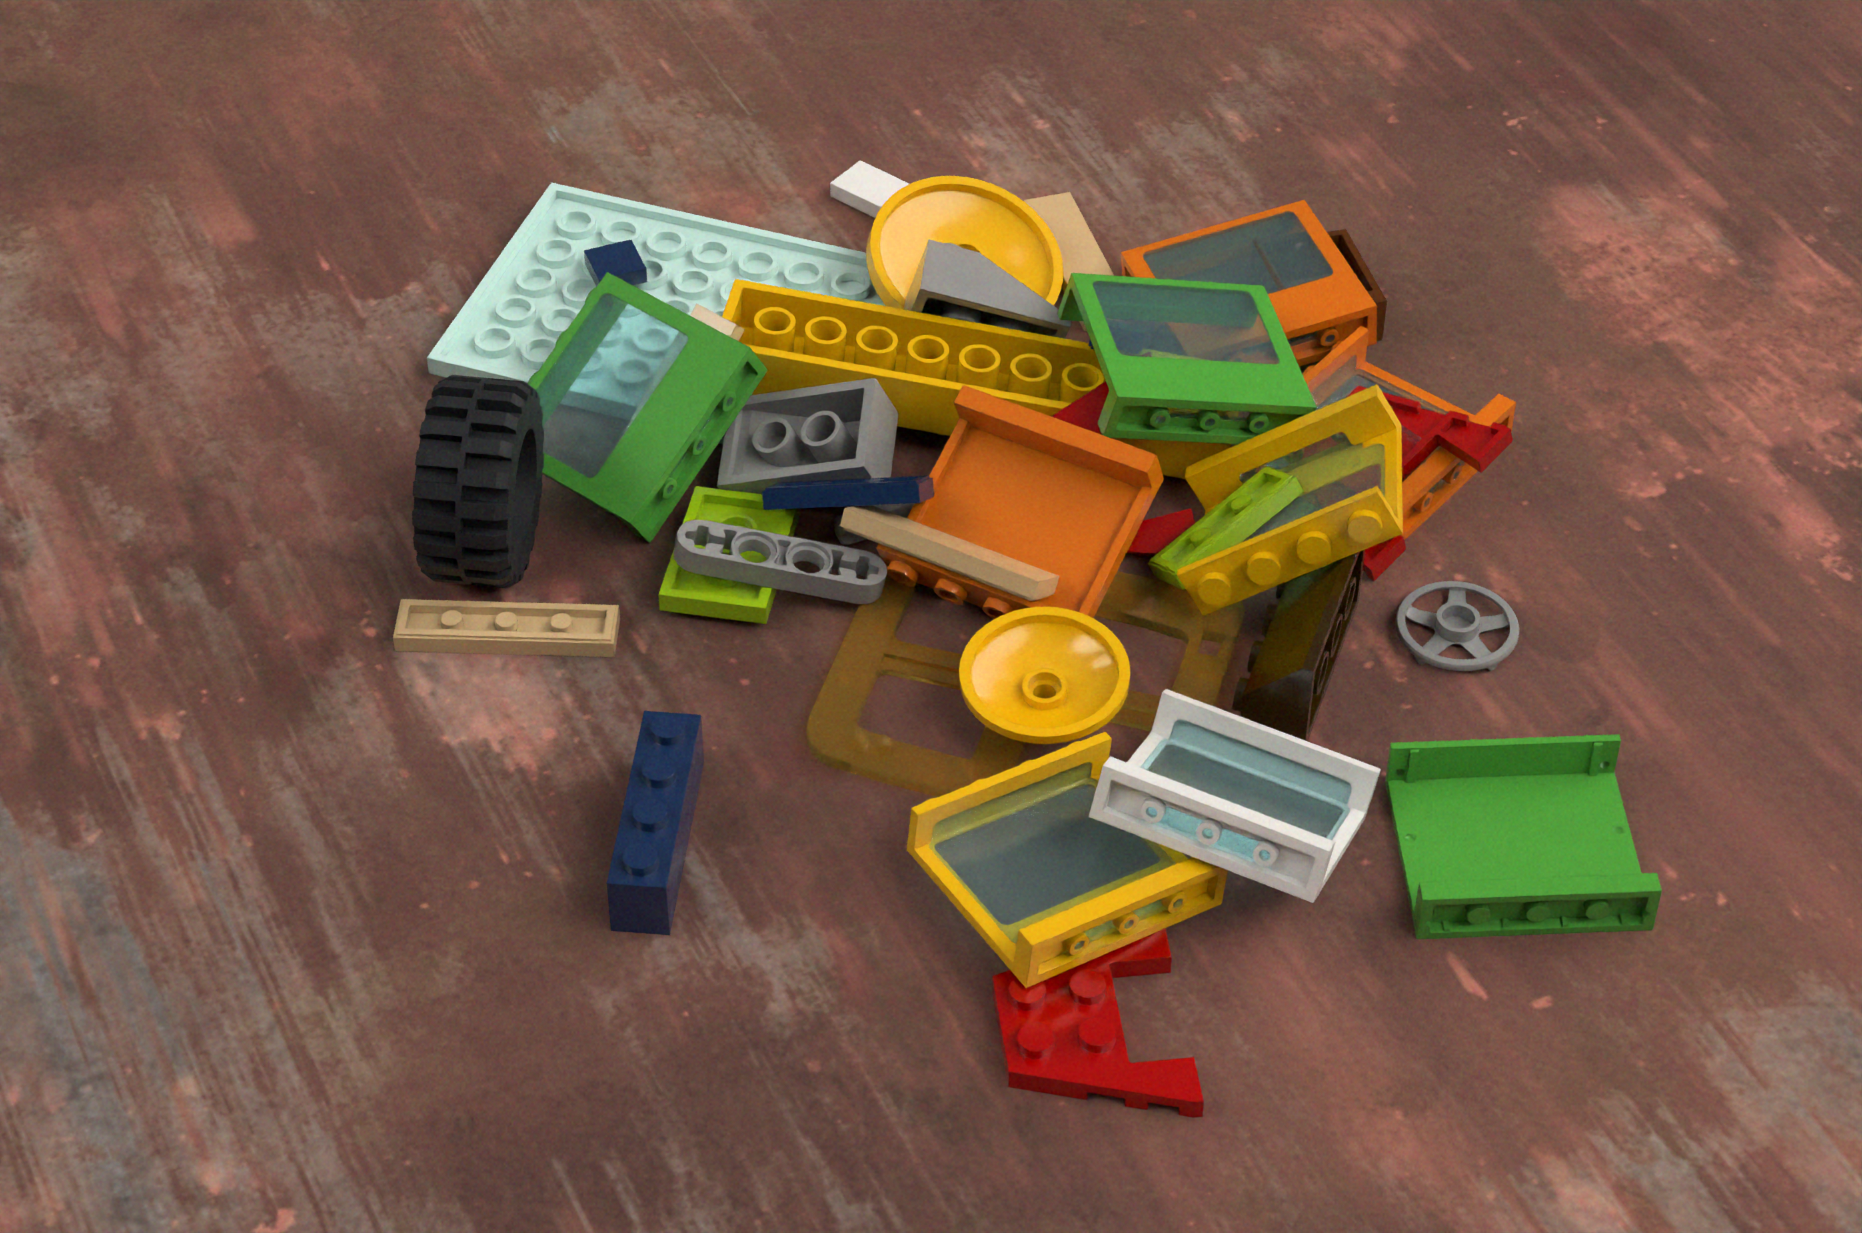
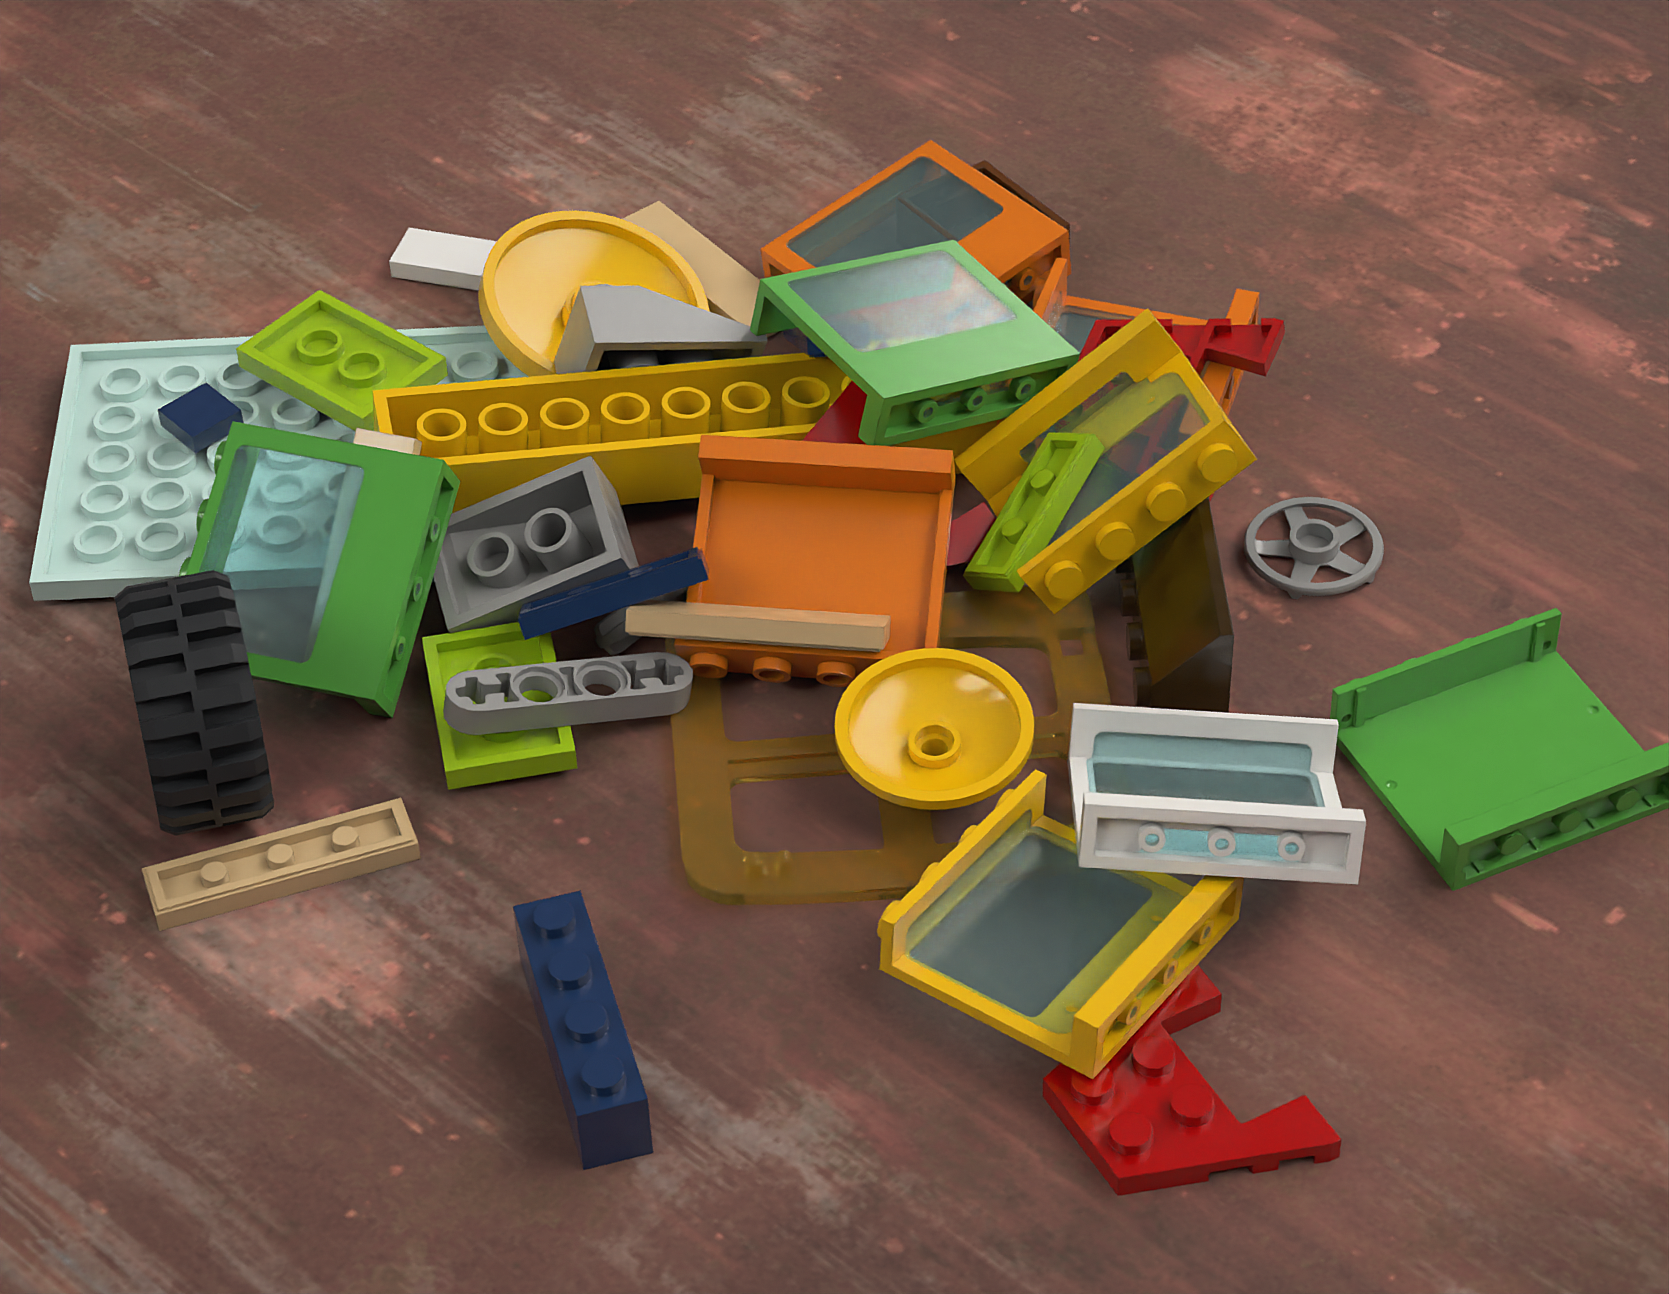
camera: 20 degrees left, 0 degrees up
(741, 242) = (336, 358): none -> lime plate

